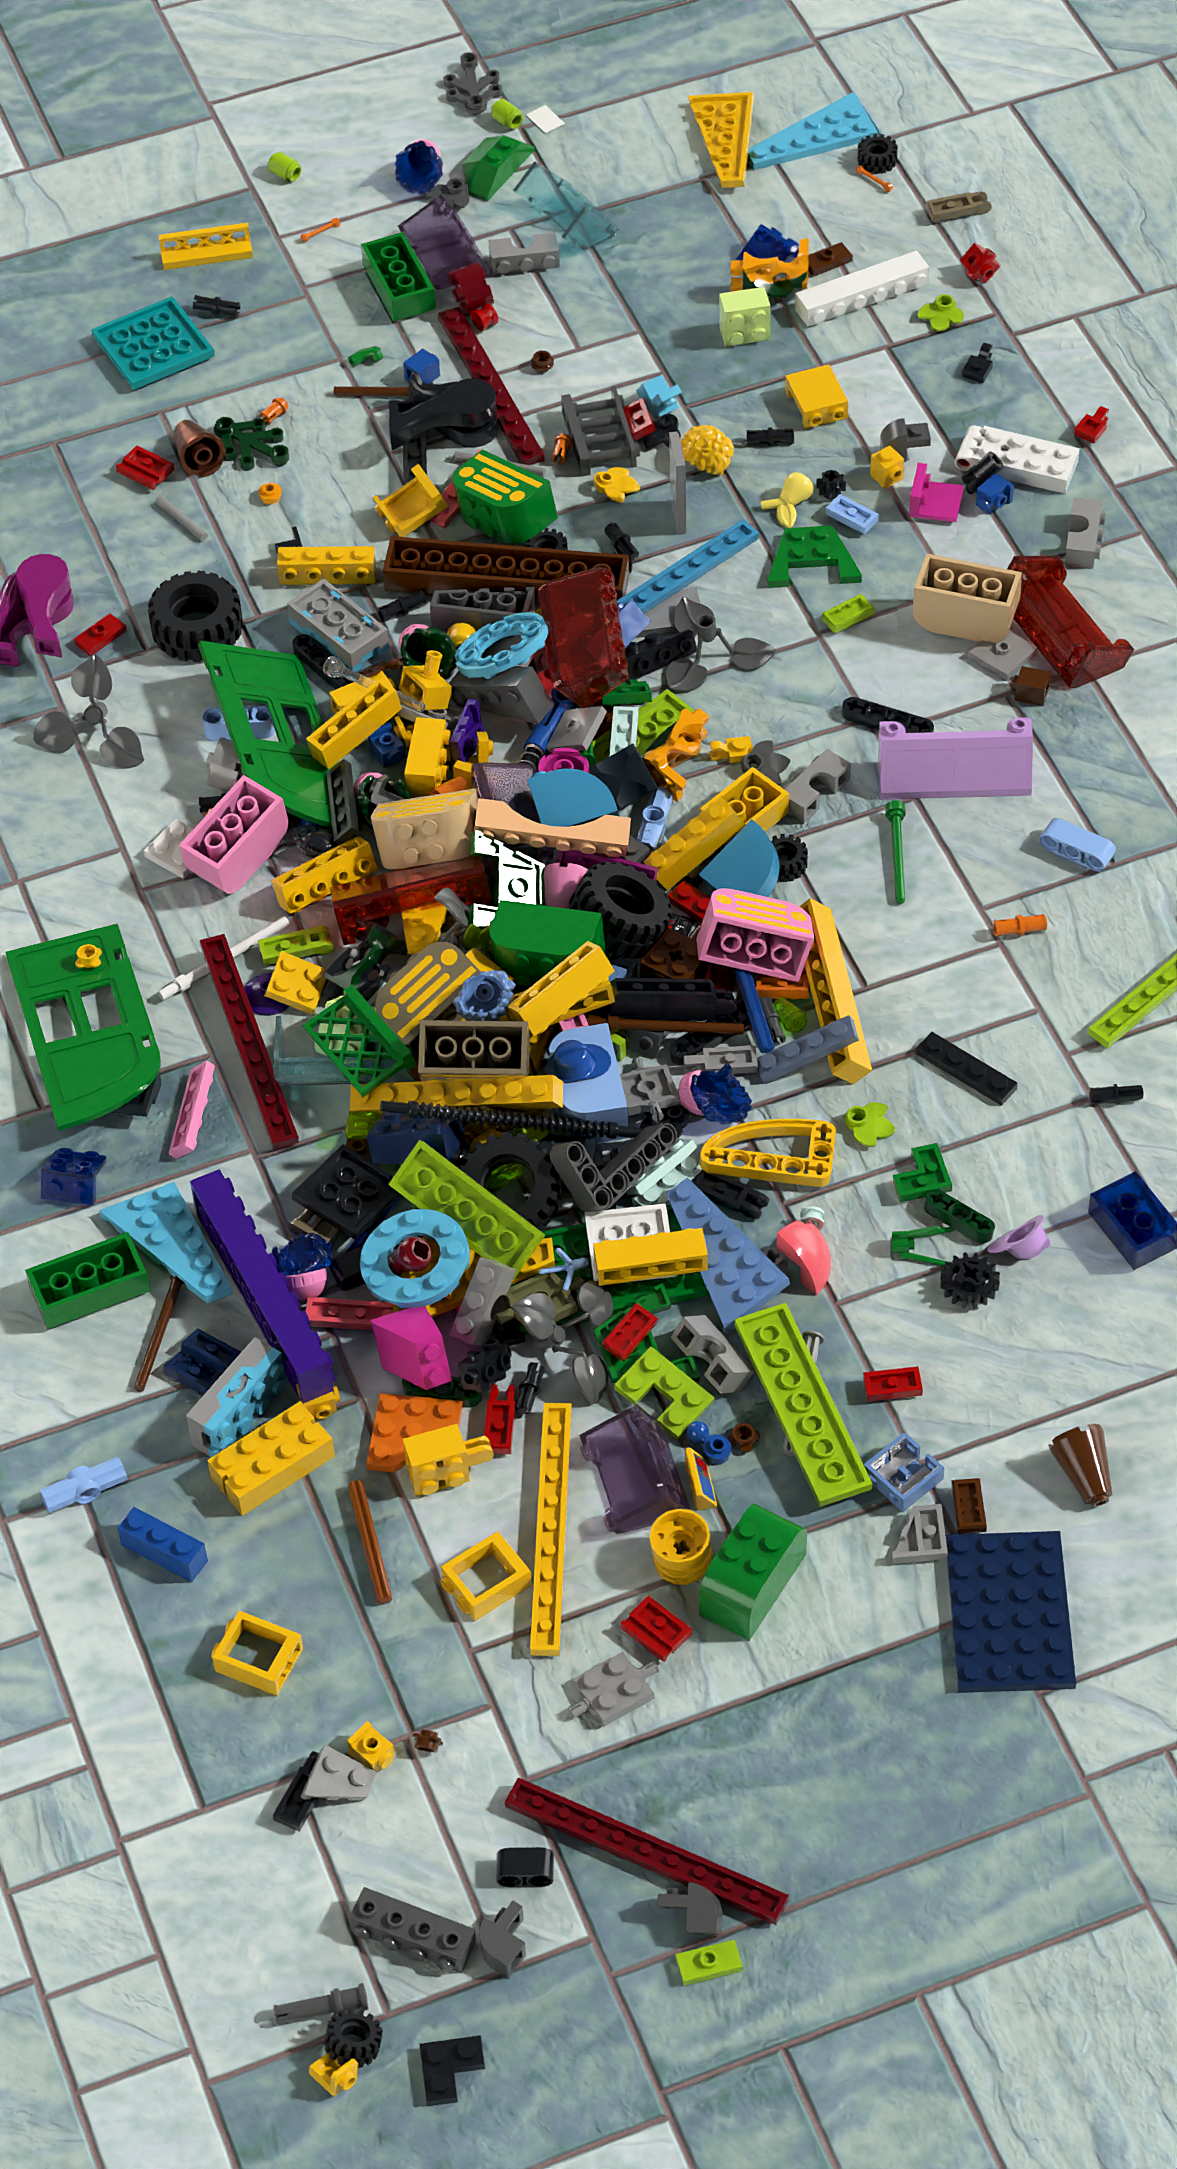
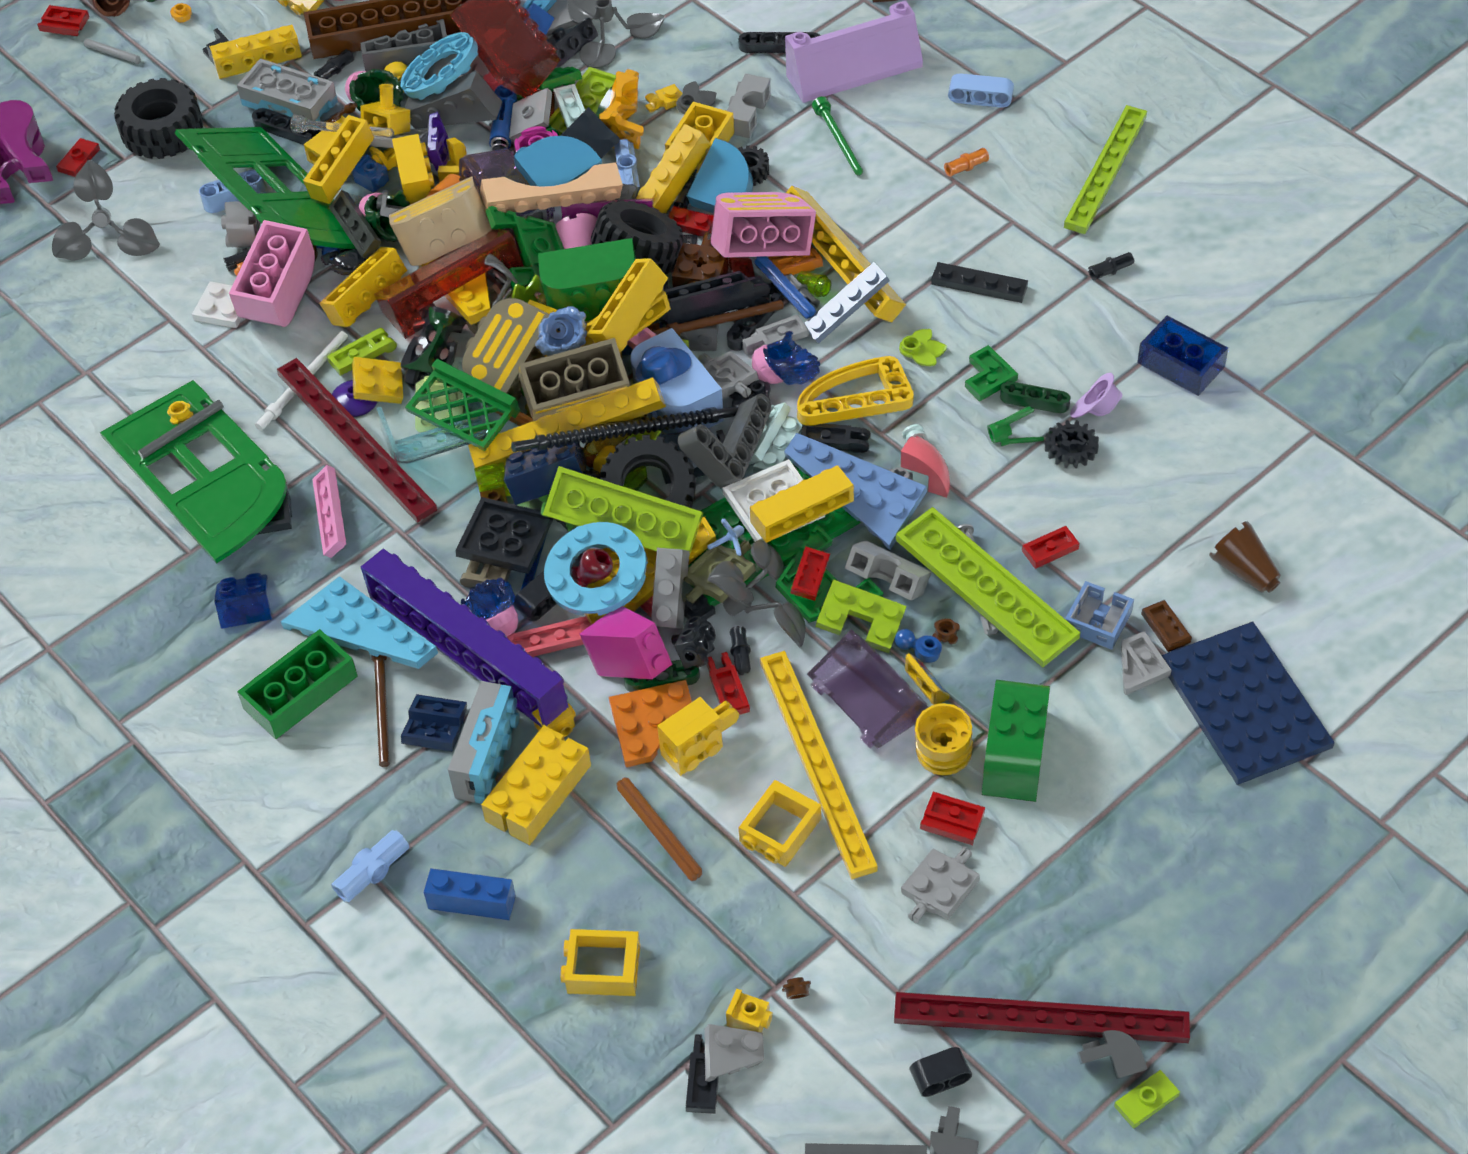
camera: 20 degrees left, 0 degrees up
(82, 975) = (180, 429): none -> dark grey bar

